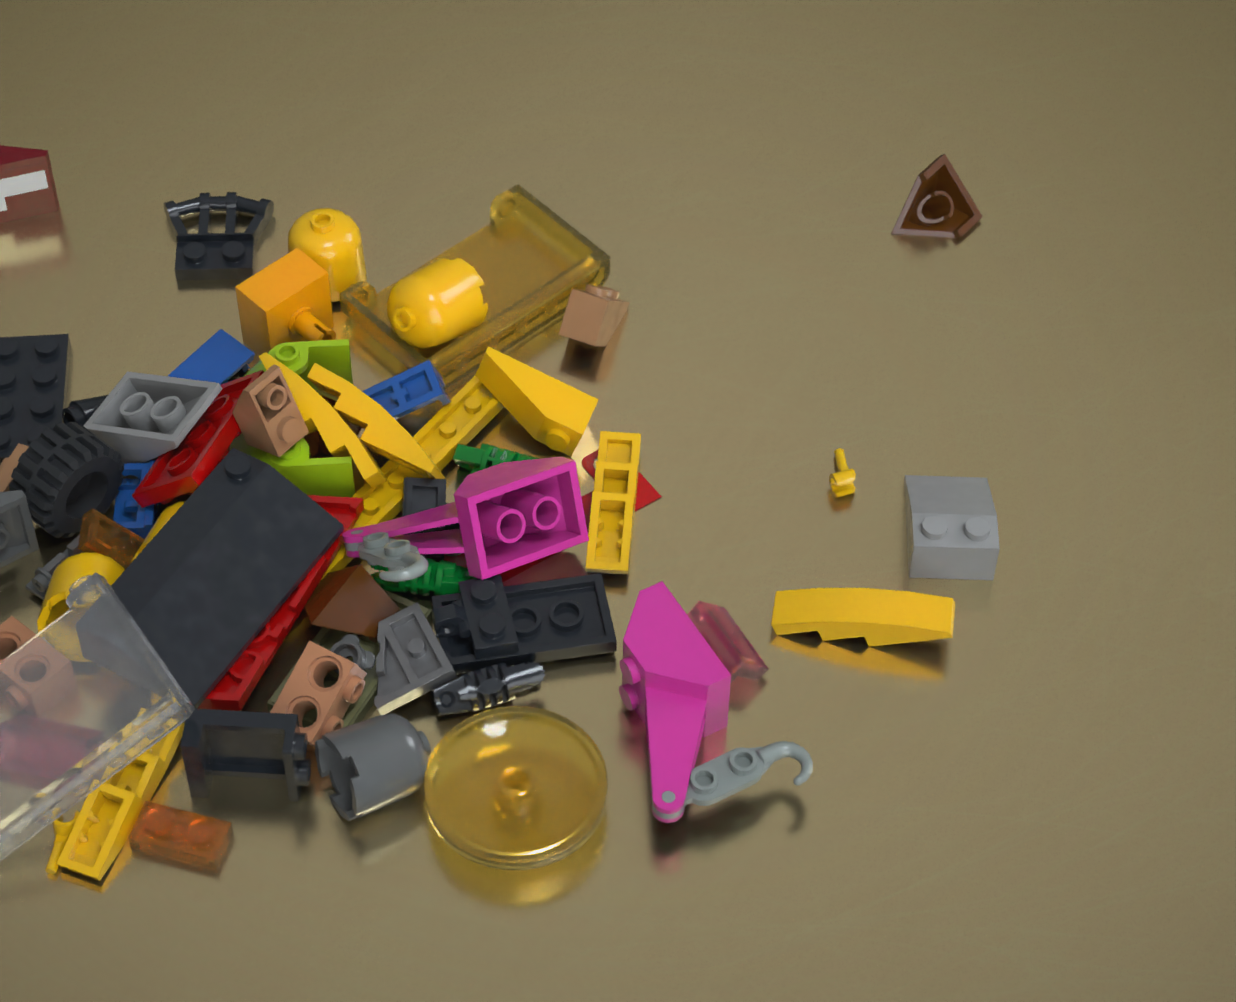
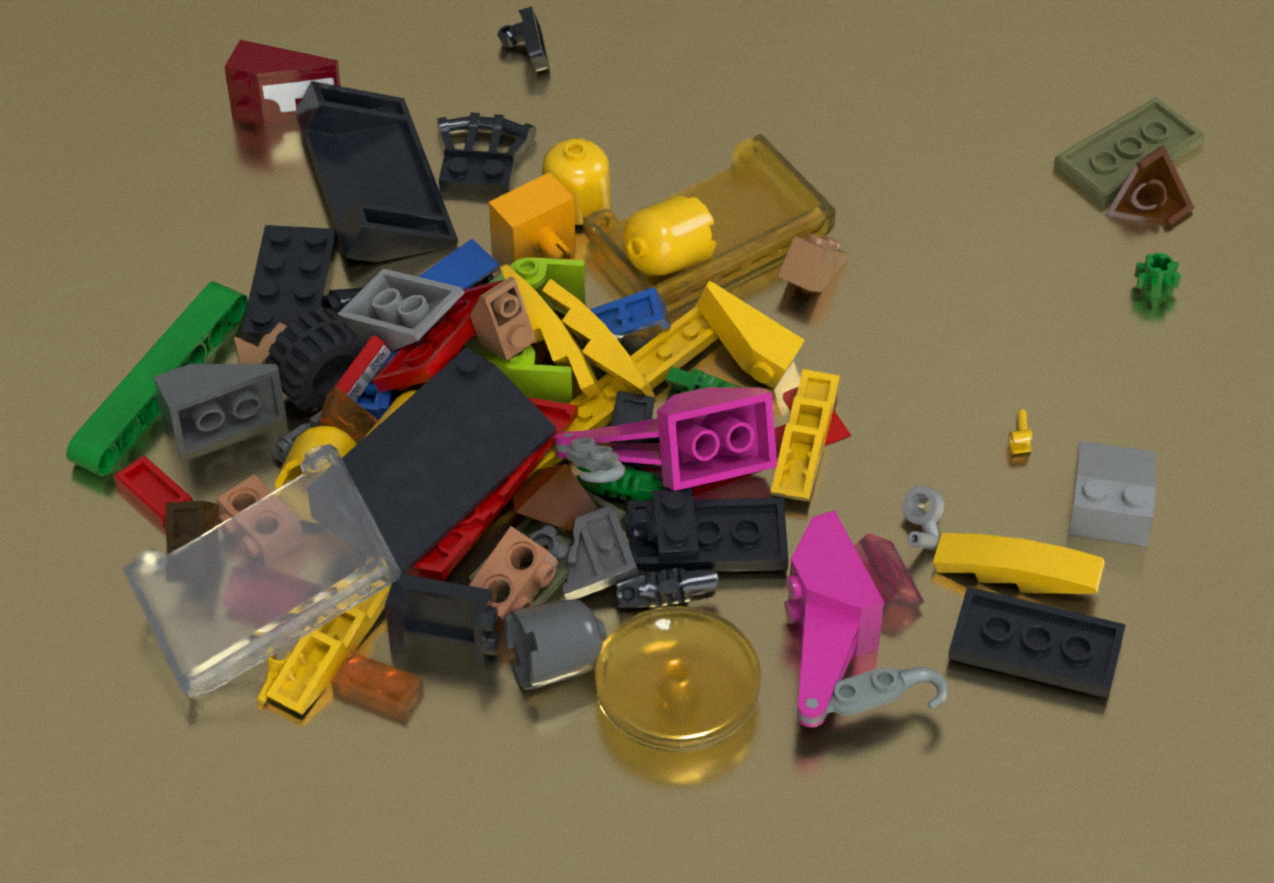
camera: 10 degrees right, 0 degrees up
(101, 270) = (373, 173): none -> black slope
(120, 483) = (364, 368): none -> tile
(250, 100) = (530, 32): none -> black piece
(742, 571) = (914, 512): none -> light grey plate
(887, 170) = (1108, 156): none -> olive tile
(897, 698) = (1037, 641): none -> black plate
(957, 290) = (1157, 275): none -> green gear

